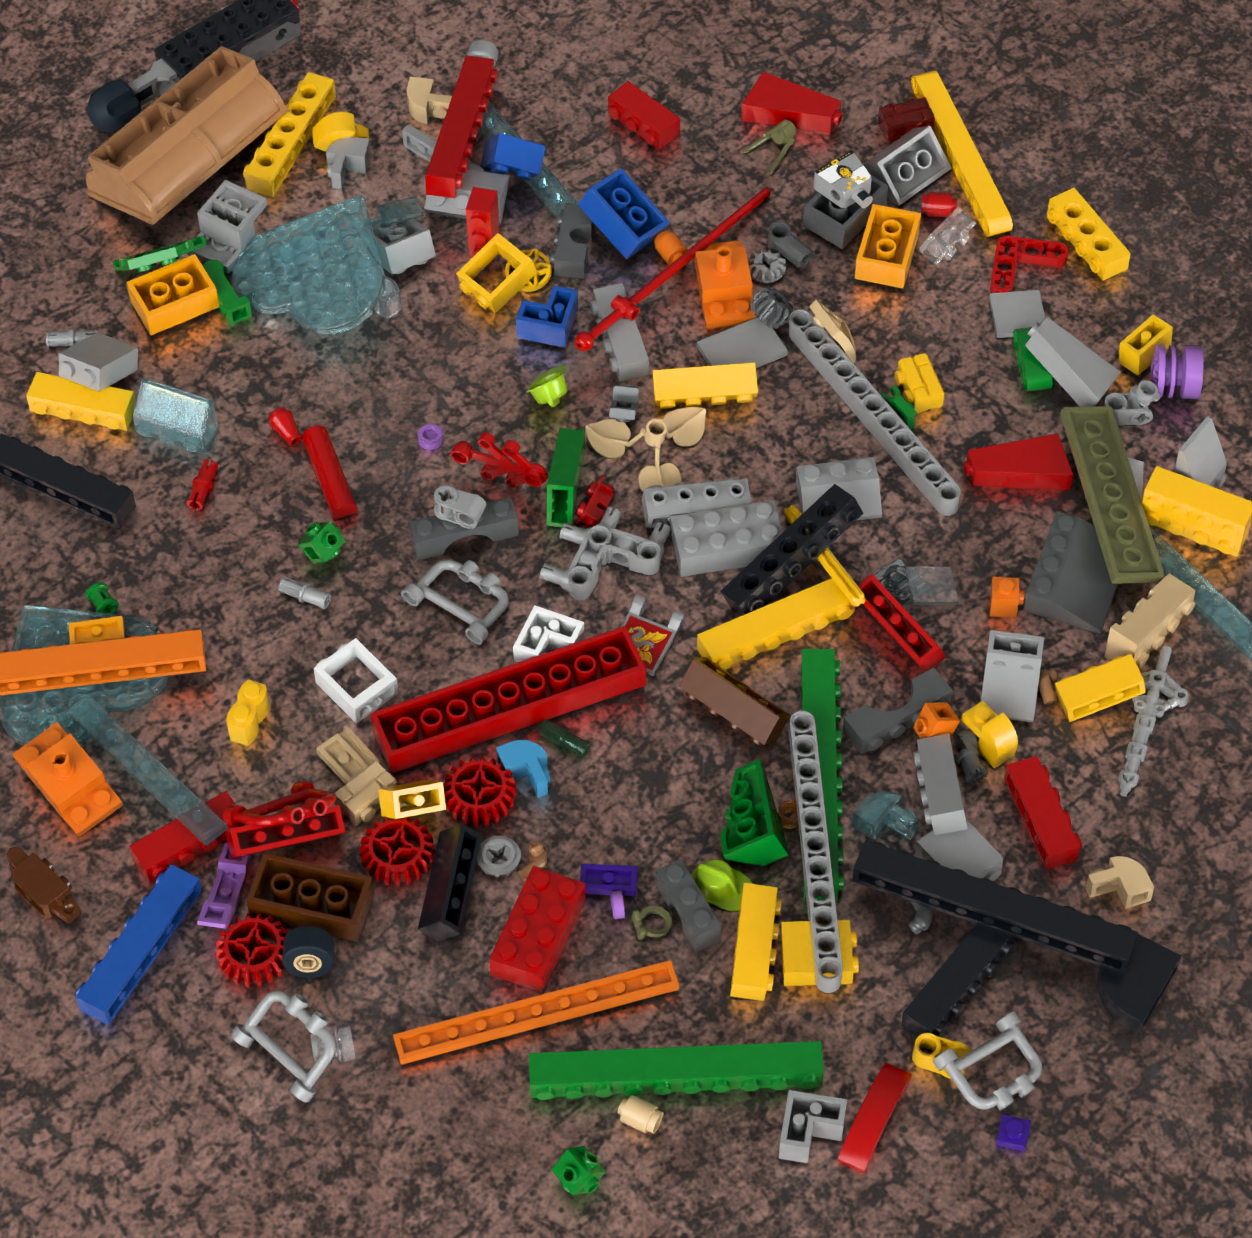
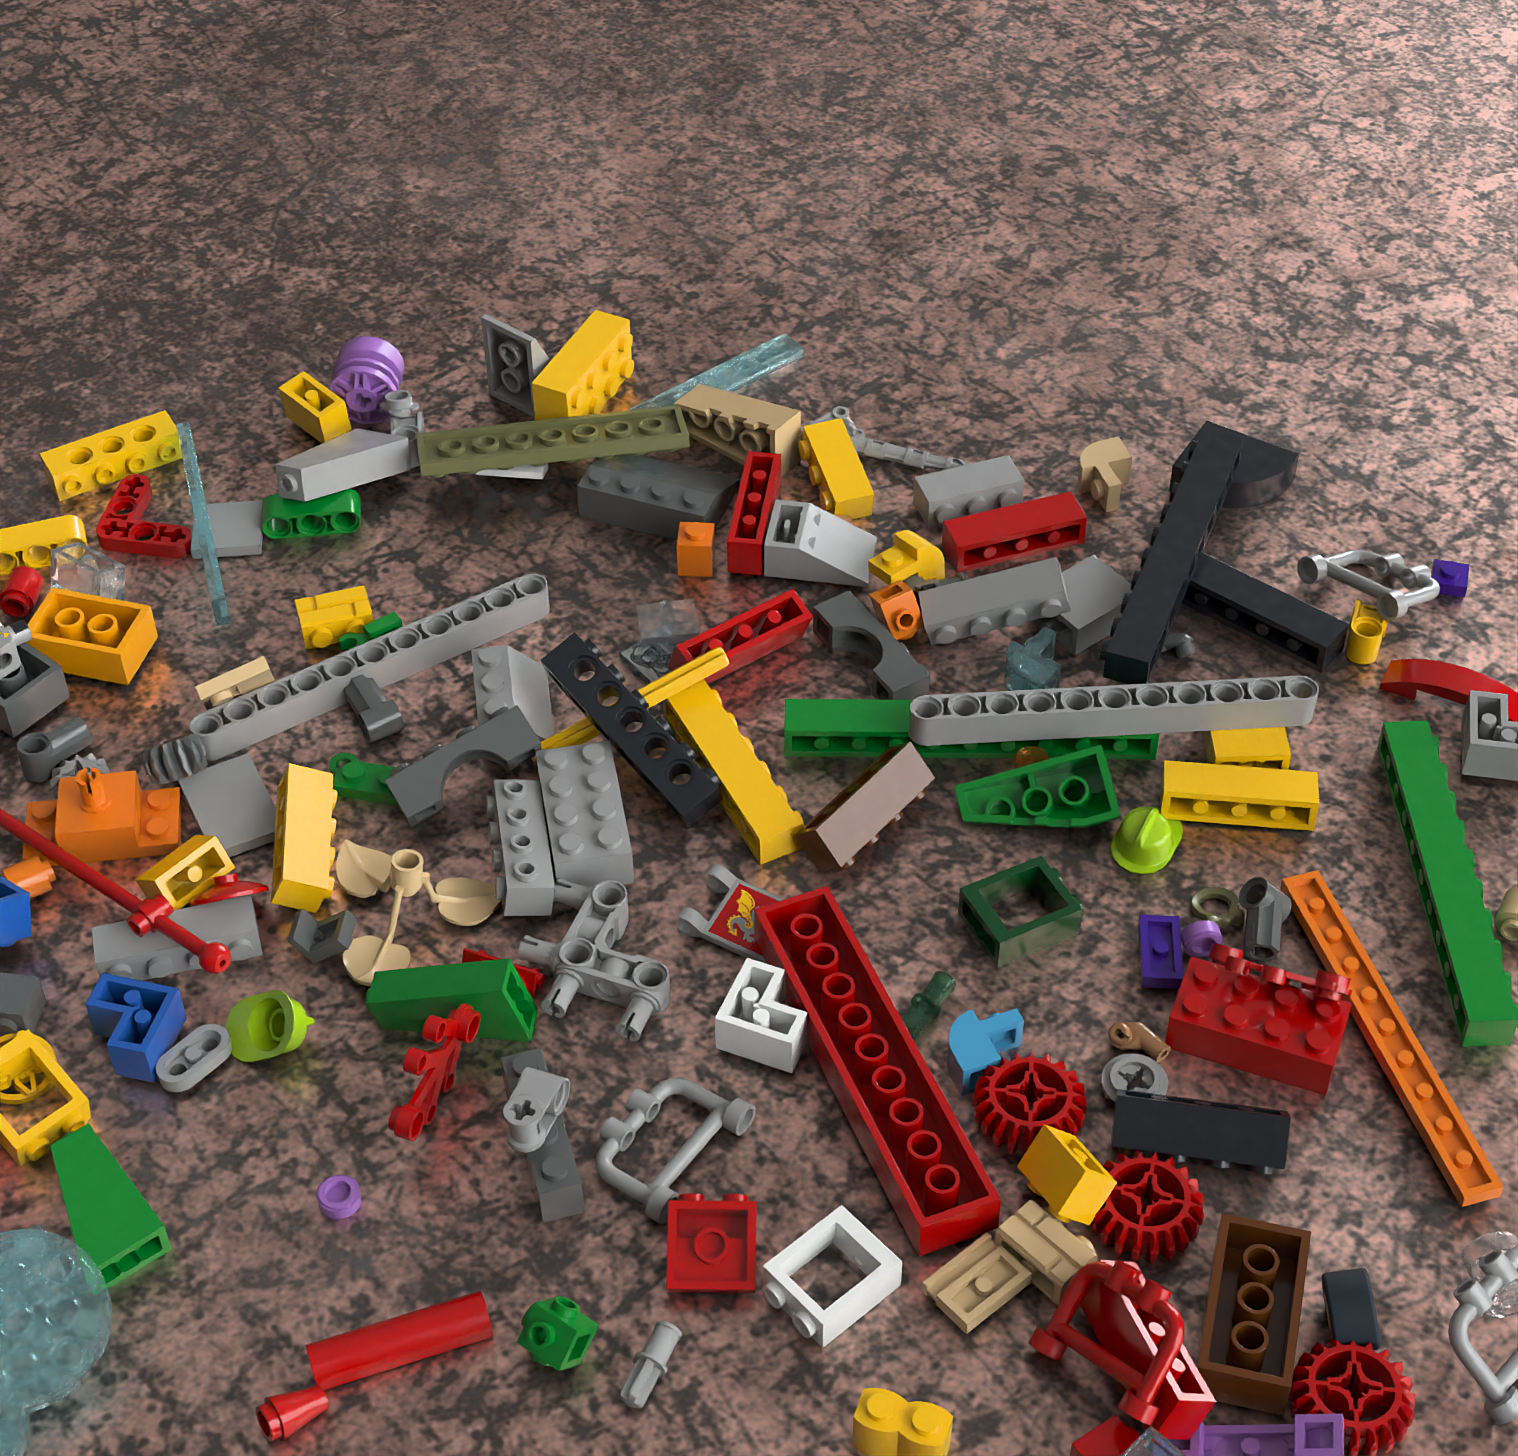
camera: 90 degrees left, 10 degrees down
(381, 617) = (711, 1244): none -> red plate
(421, 324) = (106, 1208): none -> green slope
(535, 355) = (192, 1058): none -> light grey plate
(544, 949) = (1325, 985): none -> red plant
(631, 774) = (1011, 945): none -> dark green window
(641, 944) = (1265, 912): none -> dark grey piece
(652, 349) = (226, 888): none -> red dish
(671, 326) = (186, 871): none -> yellow brick
(696, 915) = (1169, 867): dark grey arch -> none
(767, 421) = (361, 779): none -> green hinge
(776, 478) = (503, 739): none -> dark grey arch
(824, 417) = (374, 713): none -> dark grey piece
(1008, 291) = (203, 525): none -> clear light blue tile
(1021, 464) = (485, 526): red slope -> none
(1061, 632) = (753, 512): none -> red brick
(1088, 783) = (967, 490): none -> light grey brick

